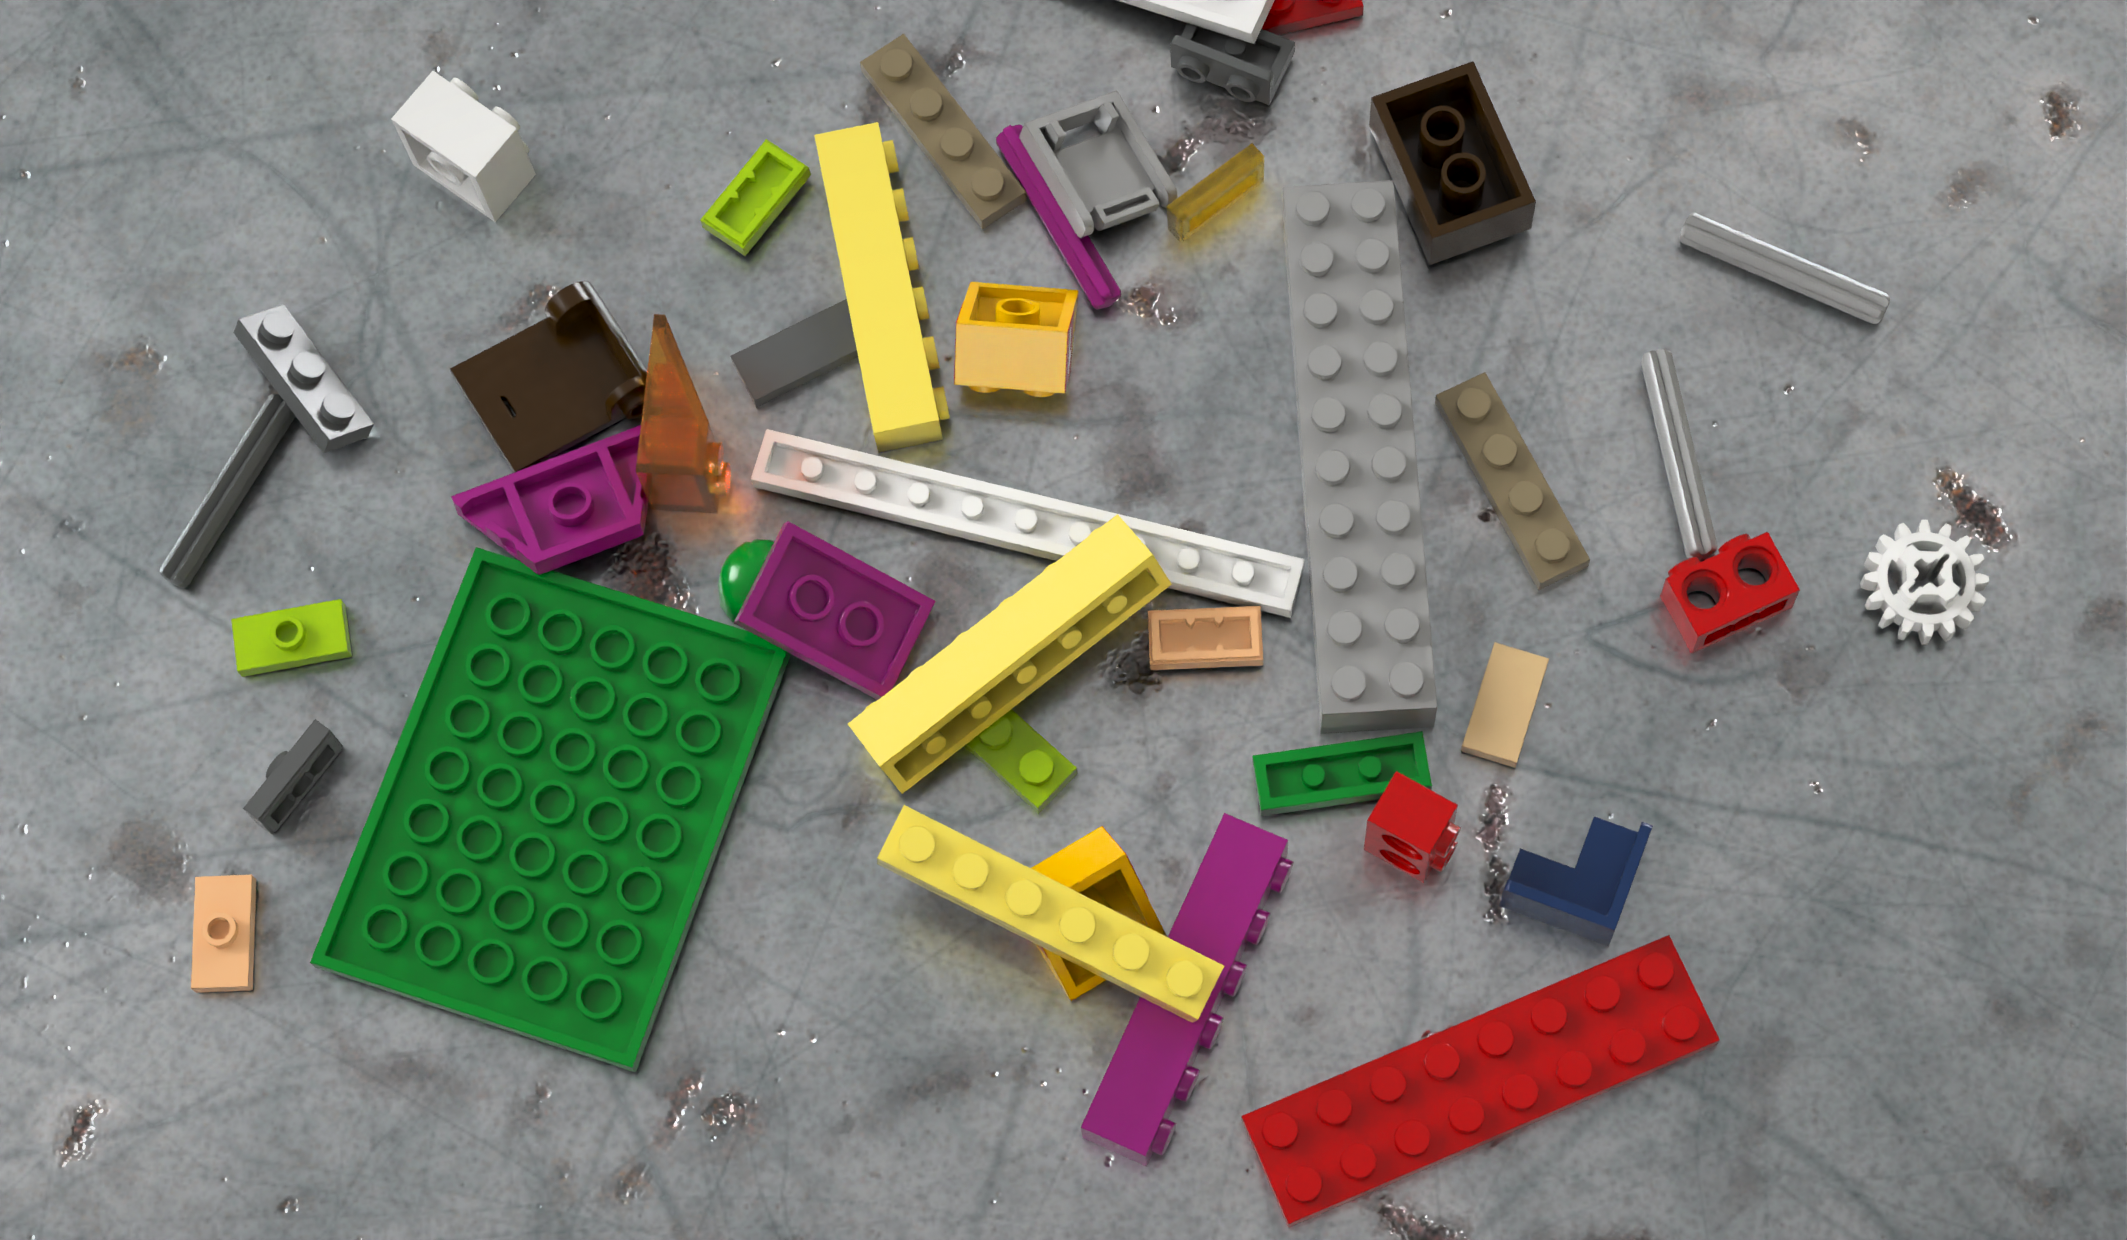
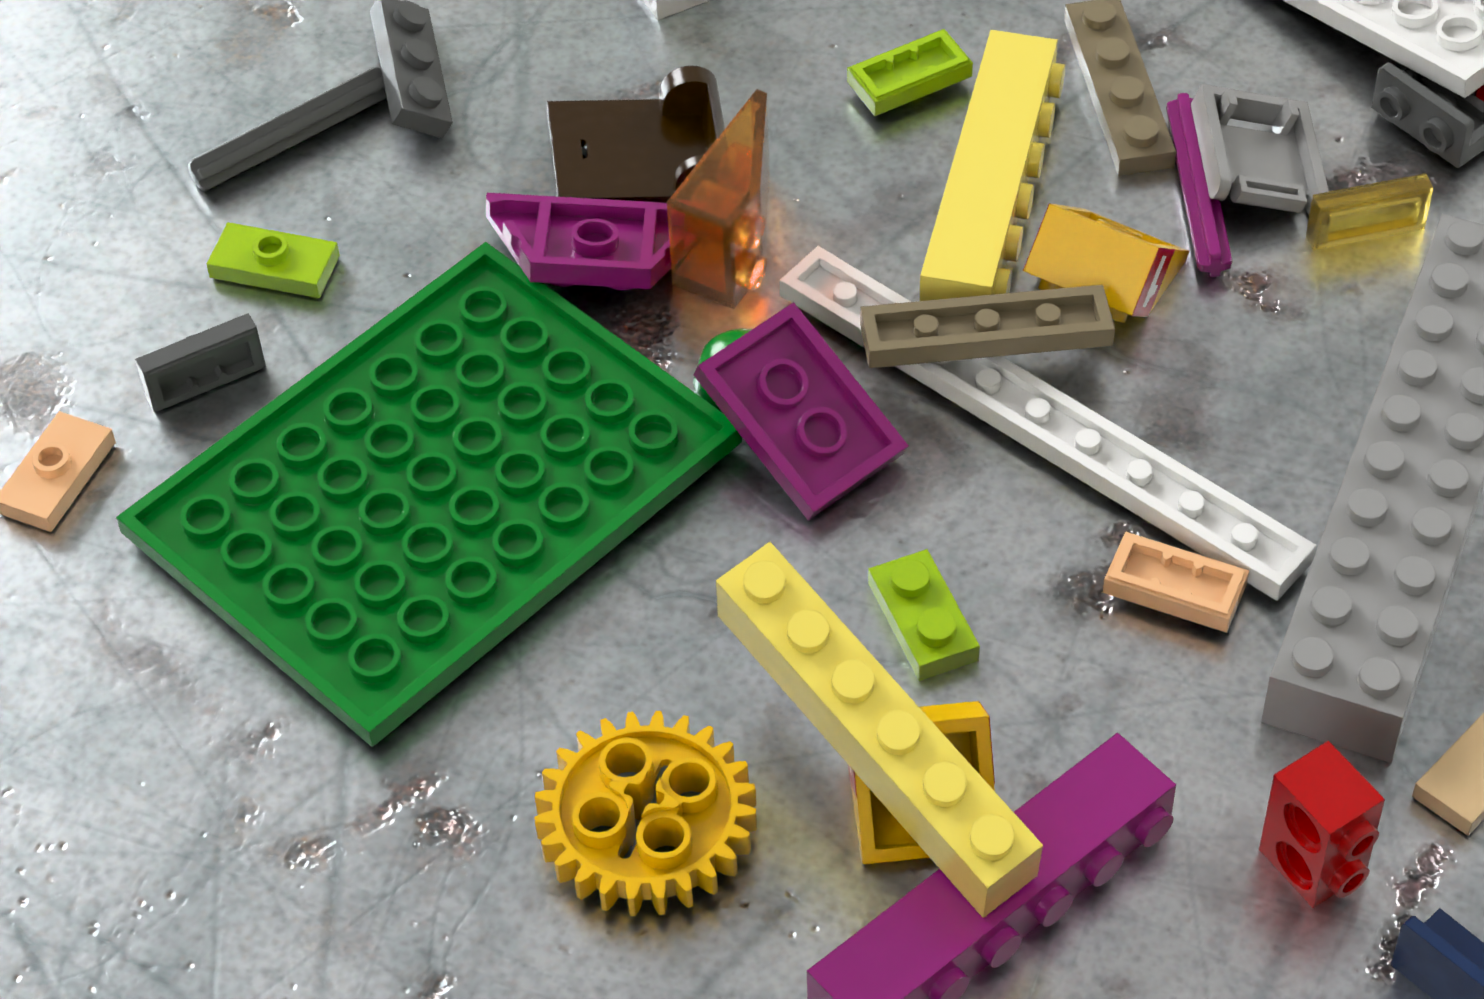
camera: 20 degrees right, 20 degrees down
(797, 354) = (878, 208): dark grey tile -> none
(937, 1032) = (591, 794): none -> yellow gear
(952, 463) = (986, 326): none -> dark tan plate
(1010, 653) = (966, 503): light yellow brick -> none
(1337, 772) = (1241, 749): green plate -> none

